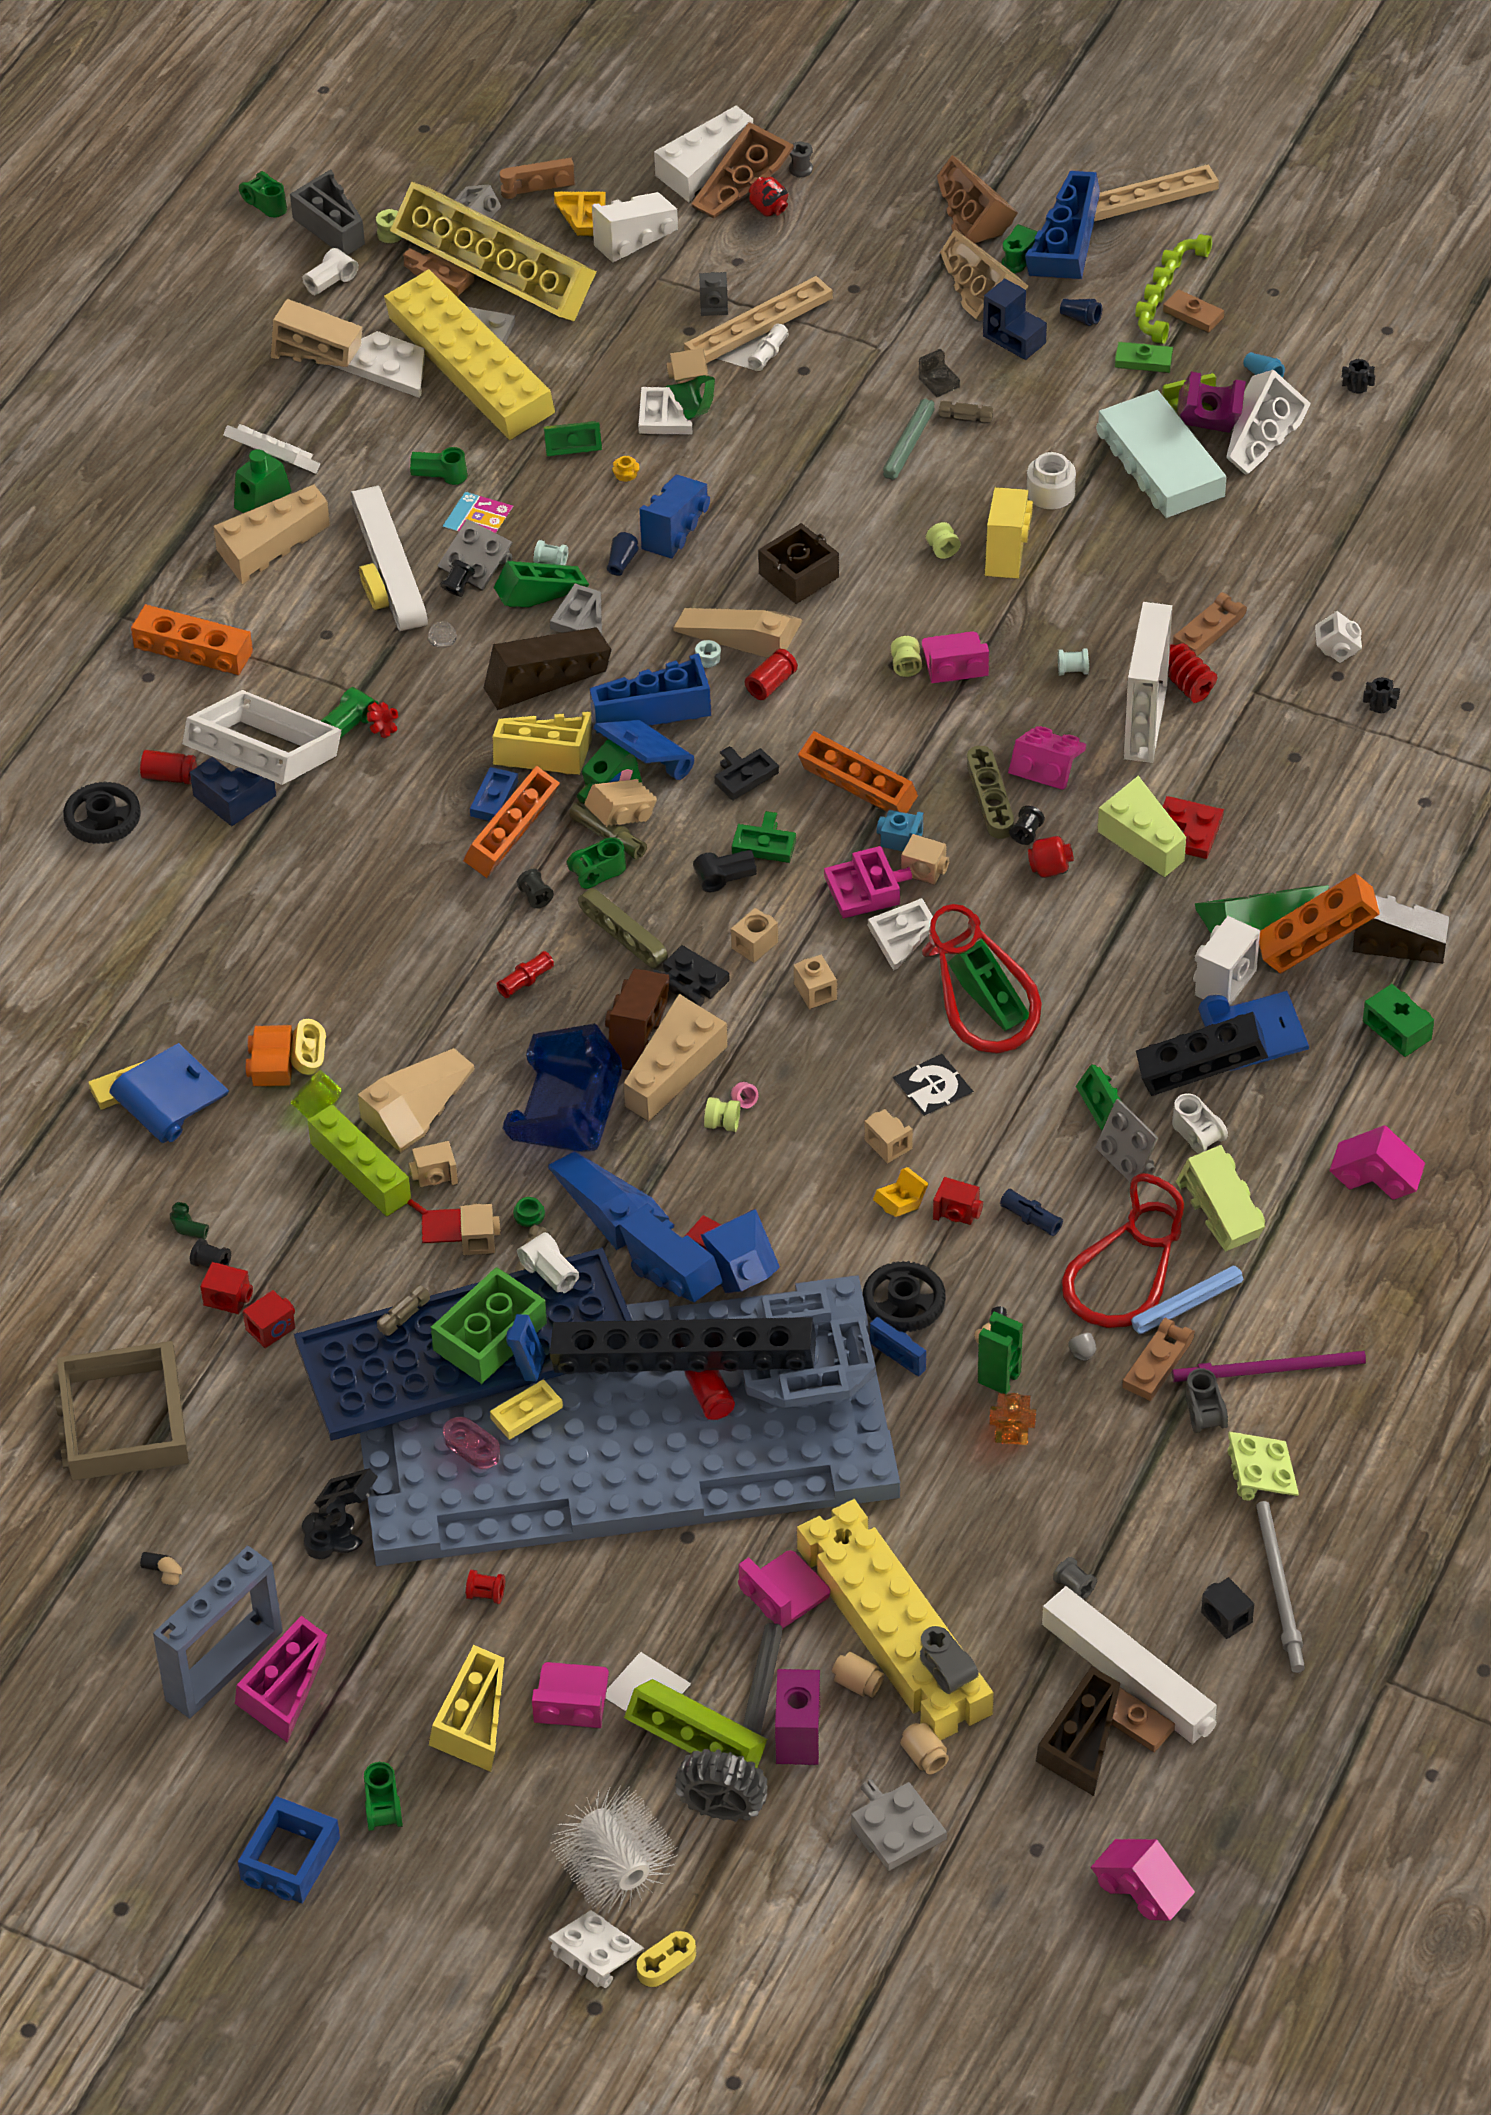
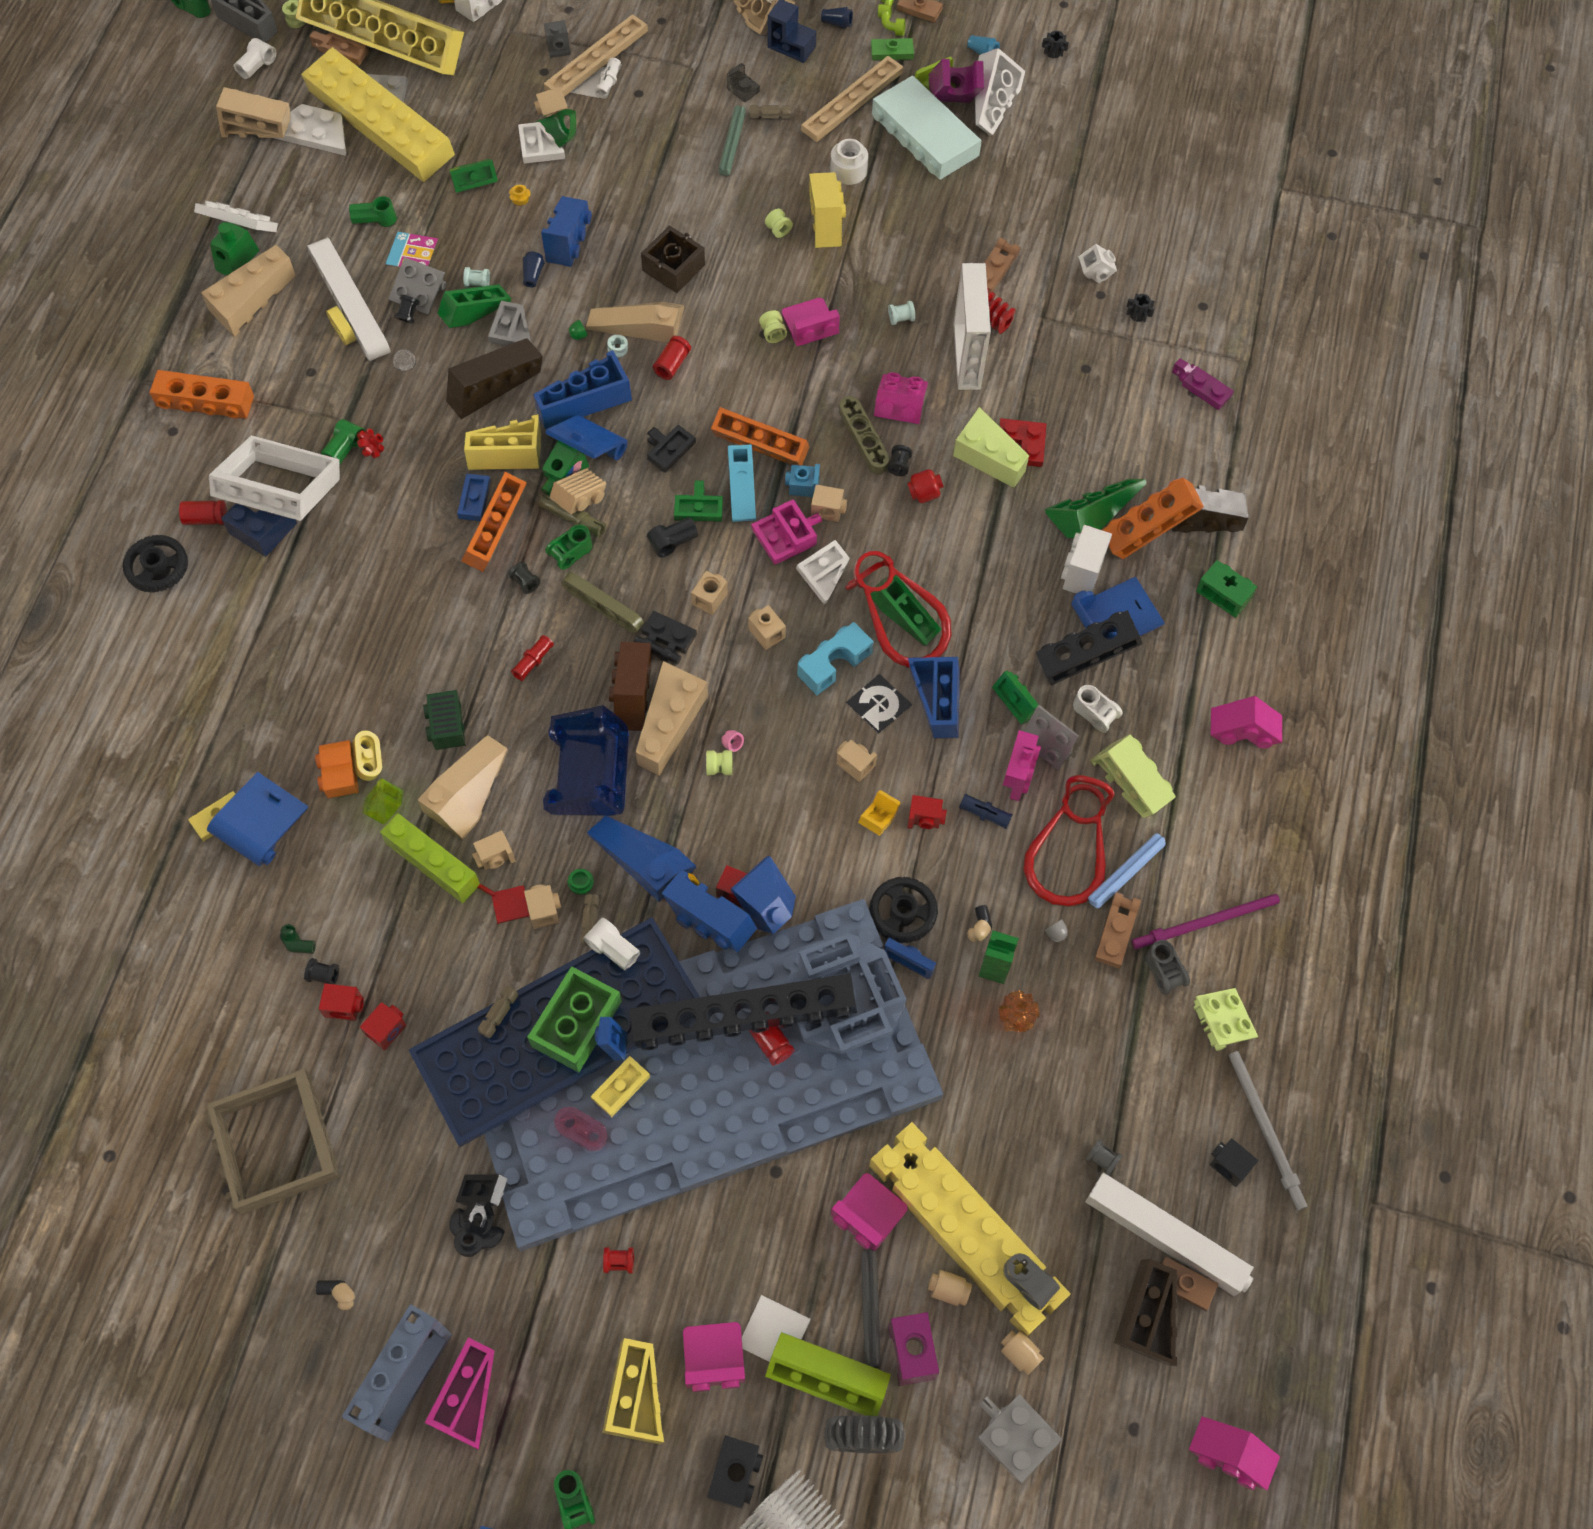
camera: 15 degrees left, 15 degrees up
(407, 1023) = (445, 720): none -> dark green brick
(568, 1786) = (735, 1453): none -> black brick
(661, 630) = (577, 330): none -> green hinge
(823, 821) = (741, 483): none -> medium azure slope
(910, 1013) = (848, 644): none -> medium azure arch
(1007, 1077) = (939, 692): none -> blue wedge
(1075, 408) = (852, 98): none -> tan plate
(1083, 1164) = (1022, 764): none -> dark pink plate
(1438, 793) = (1202, 384): none -> magenta hinge

